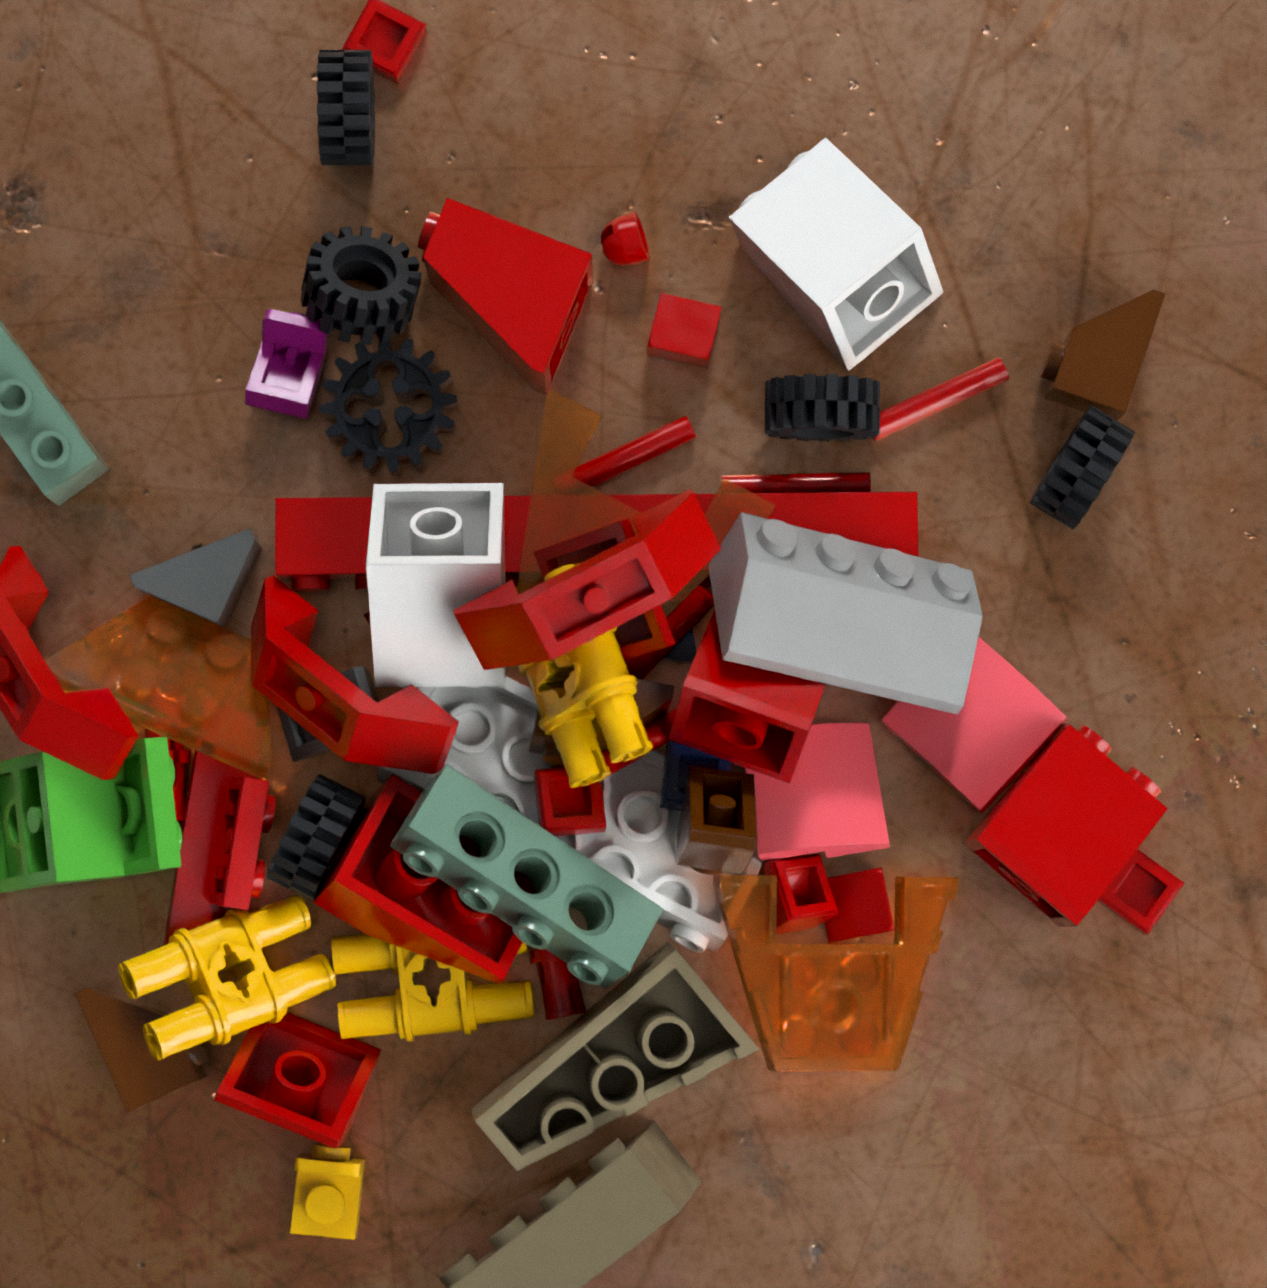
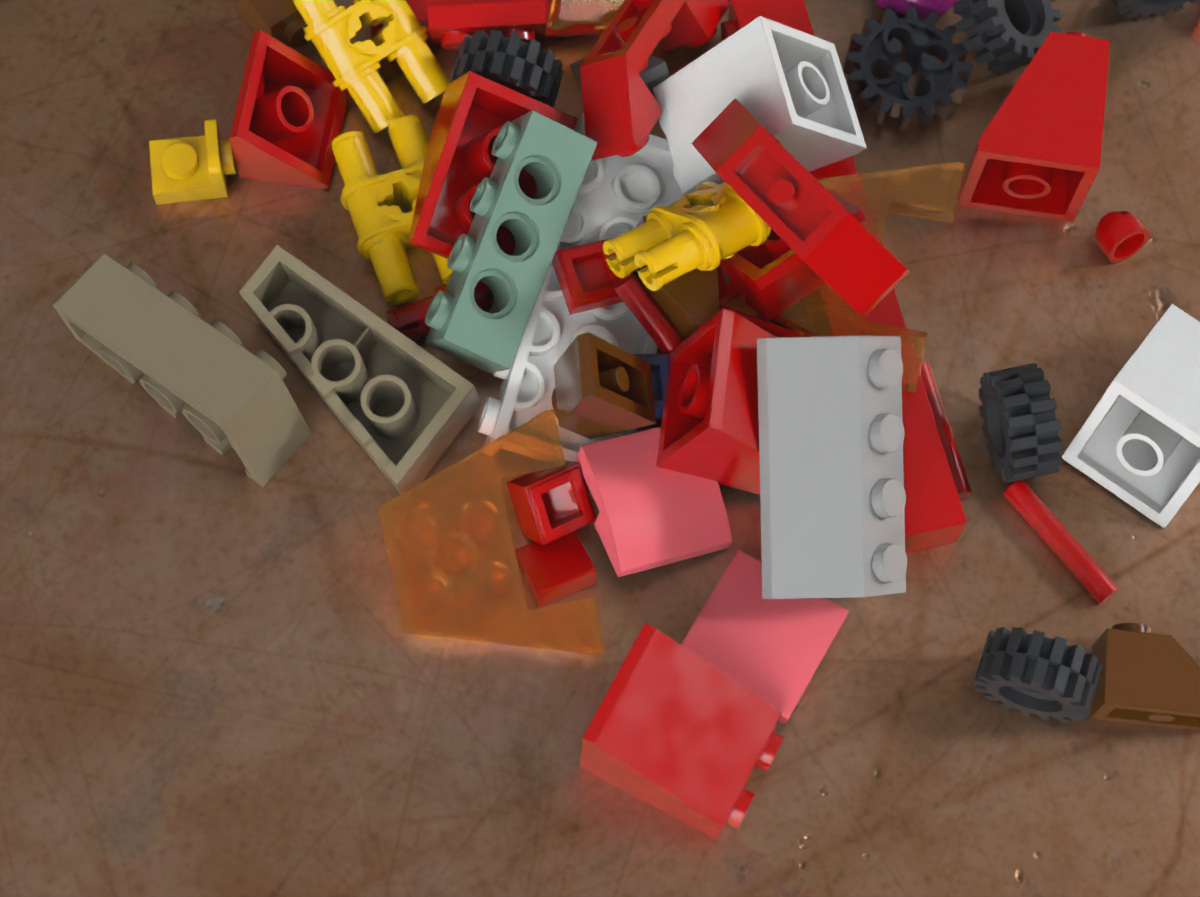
camera: 75 degrees right, 15 degrees down
(635, 452) = (928, 285): red piece -> none
(683, 330) = (1052, 302): red slope -> none
(1141, 892) = (634, 834): red tile -> none

